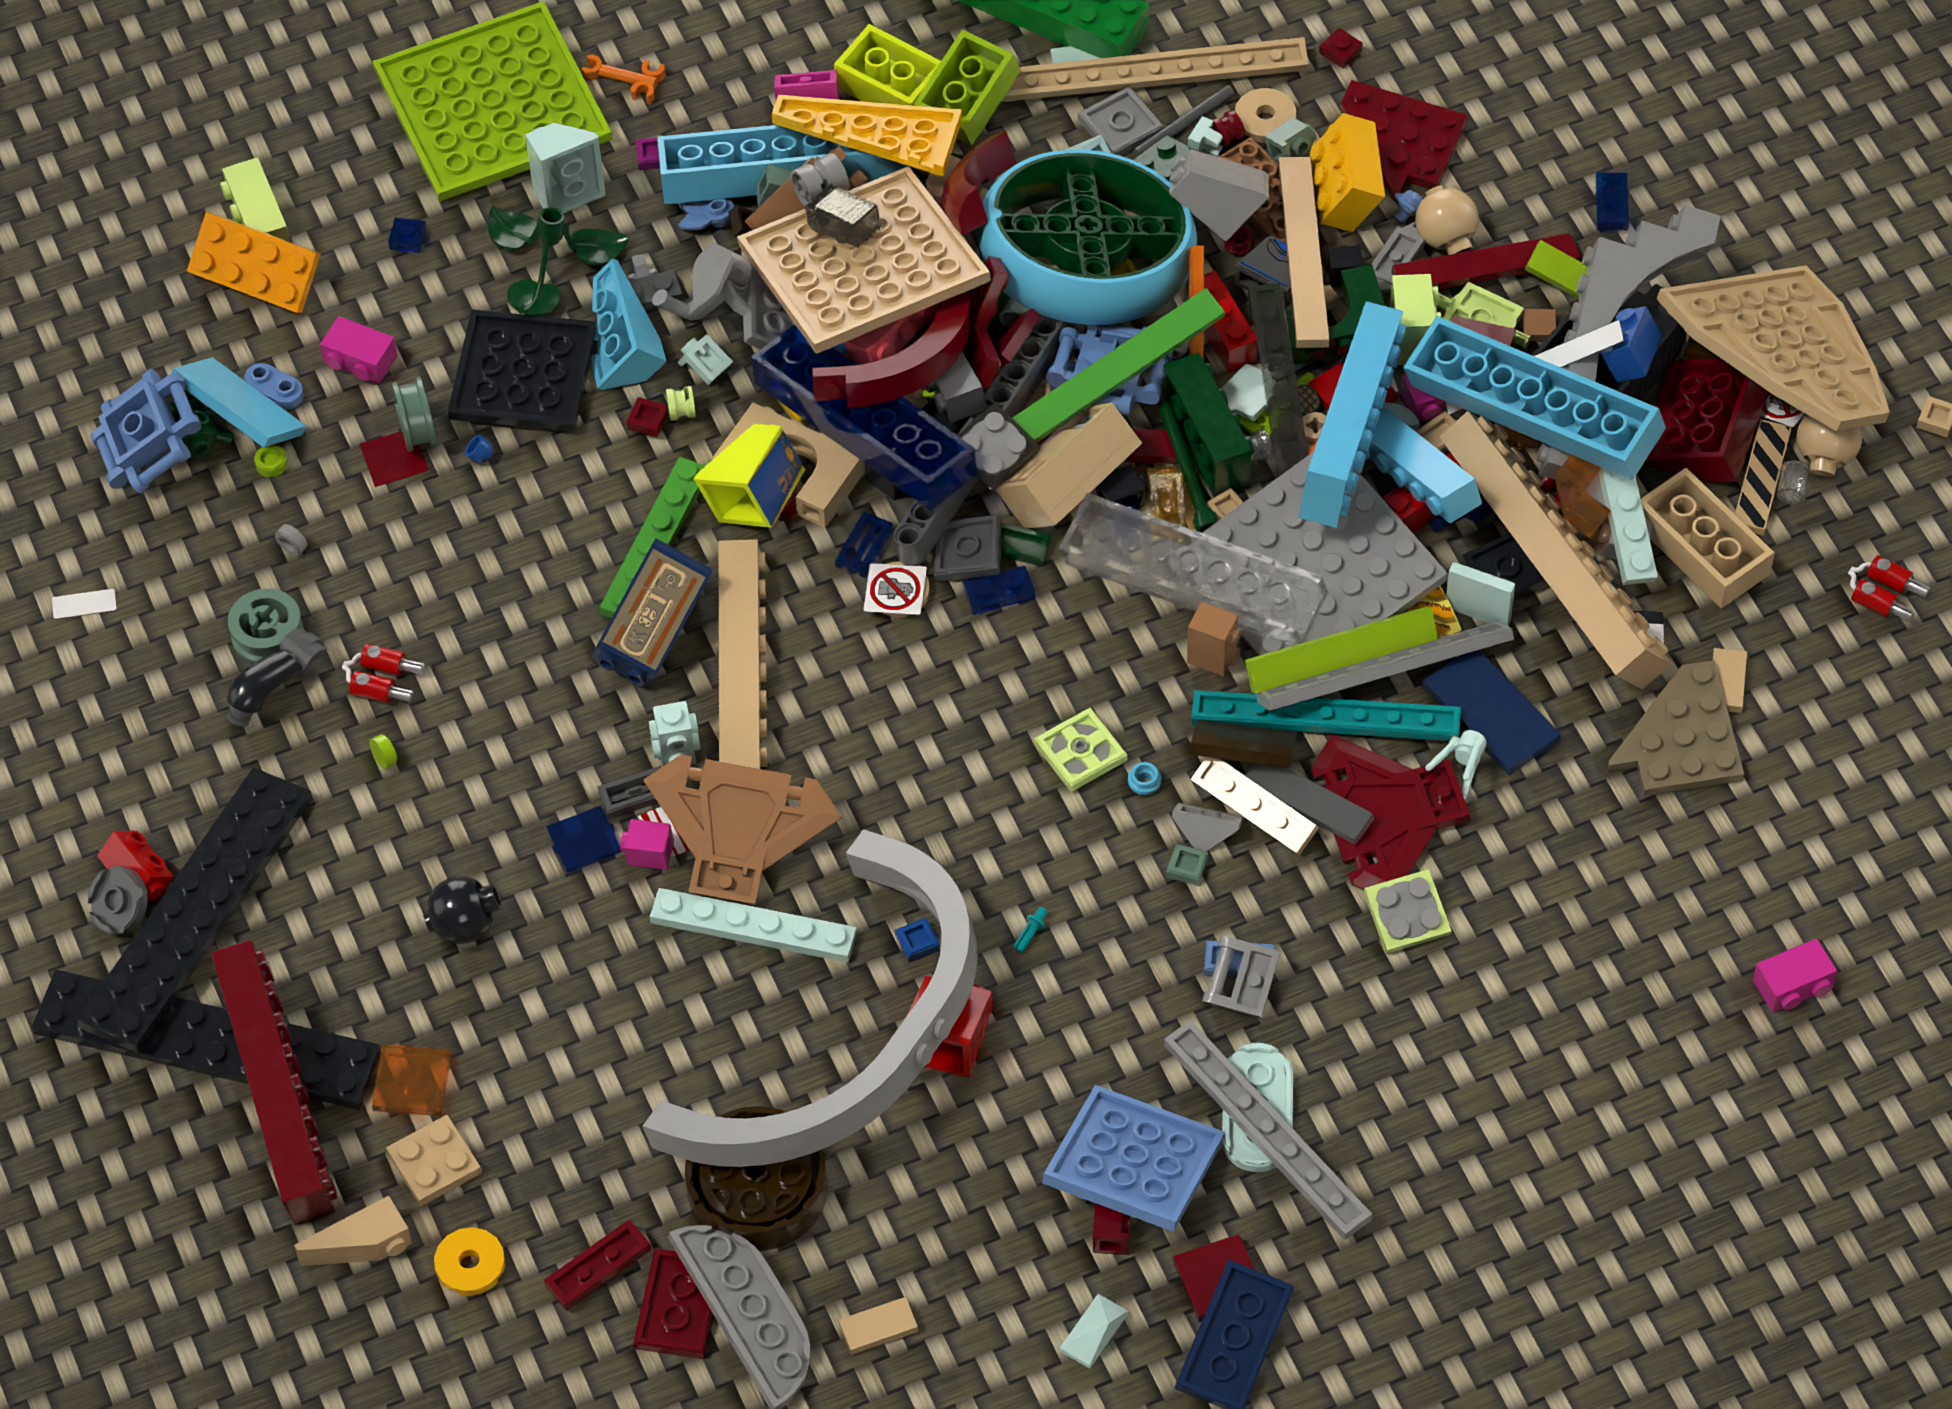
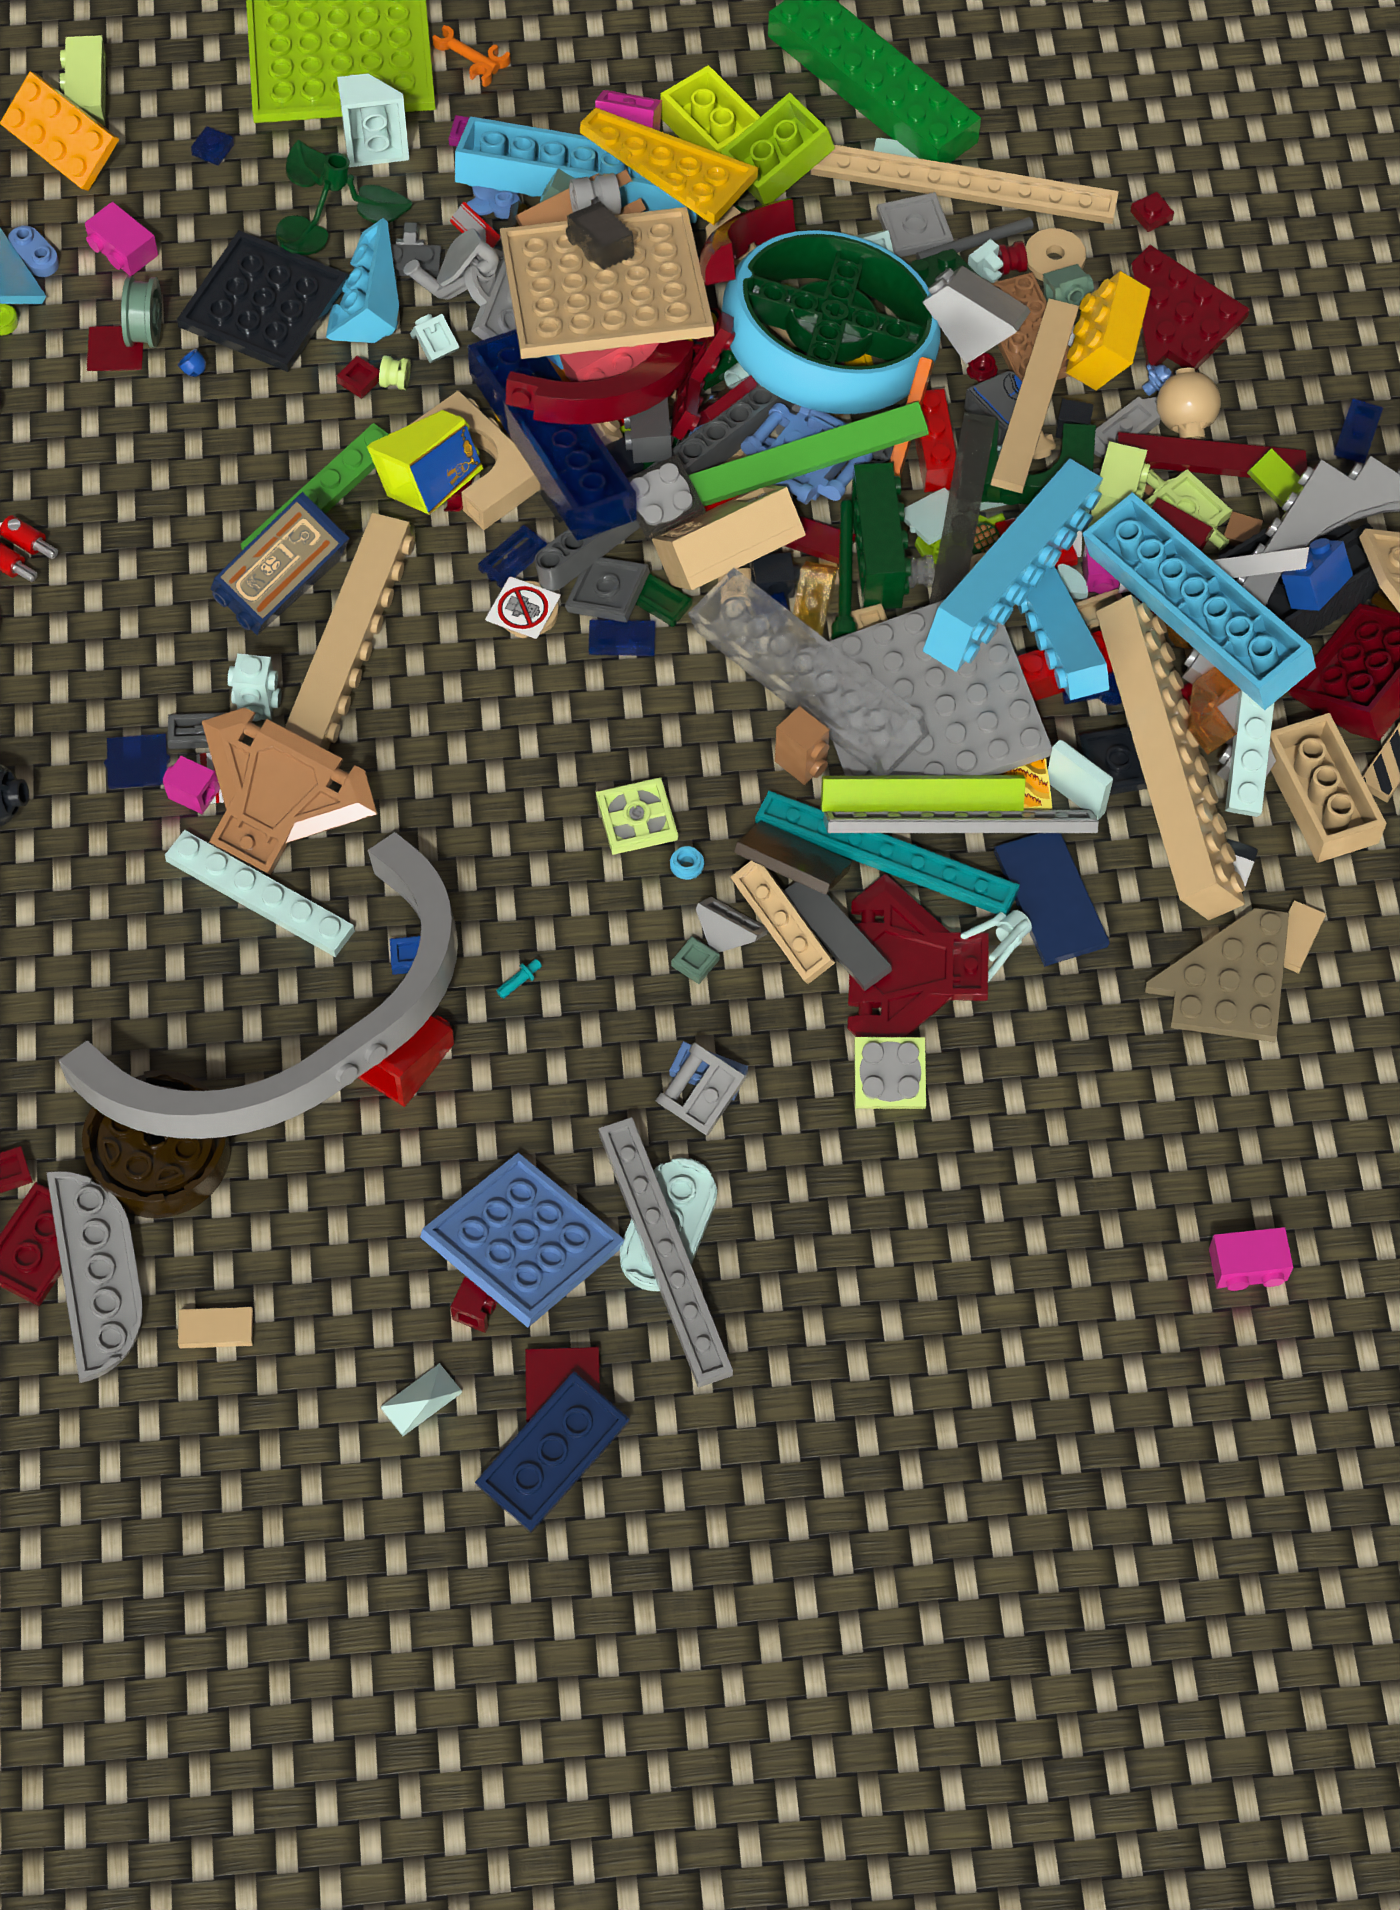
camera: 15 degrees right, 5 degrees up
(693, 240) = (467, 218): none -> sticker

